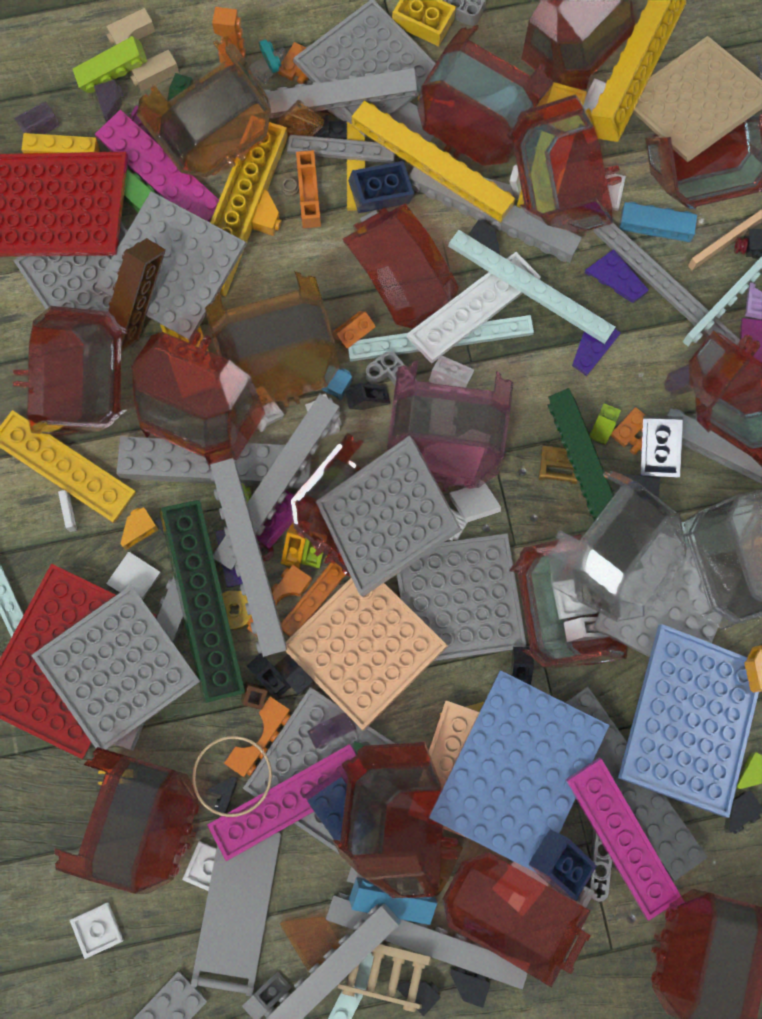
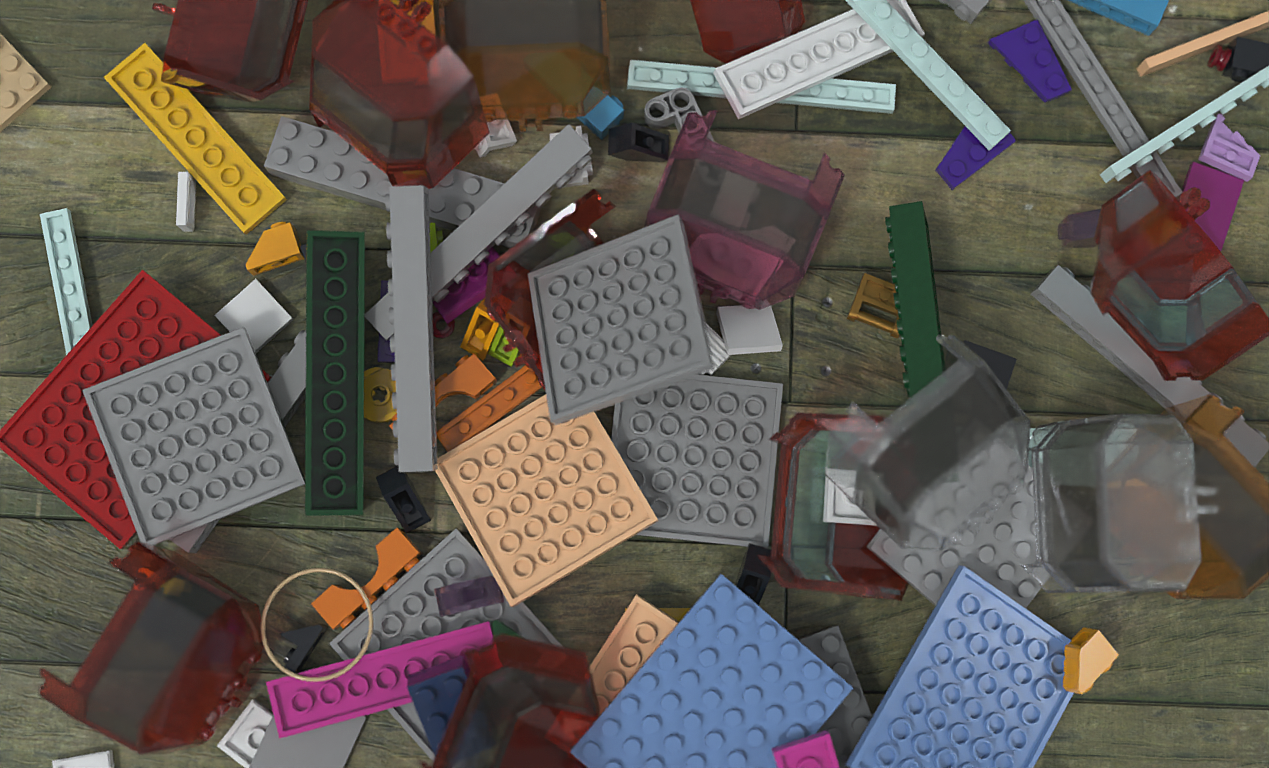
camera: 10 degrees right, 5 degrees up
(253, 696) = (375, 521): reddish brown brick -> none
(294, 675) = (438, 506): black slope -> none
(354, 329) = (643, 44): orange bracket -> none
(450, 373) = (762, 140): white bracket -> none
(582, 629) = (850, 543): white slope -> none
(604, 424) = (959, 263): lime slope -> none
(627, 430) = (993, 277): orange plate -> none
(661, 446) = (1031, 315): brick -> none

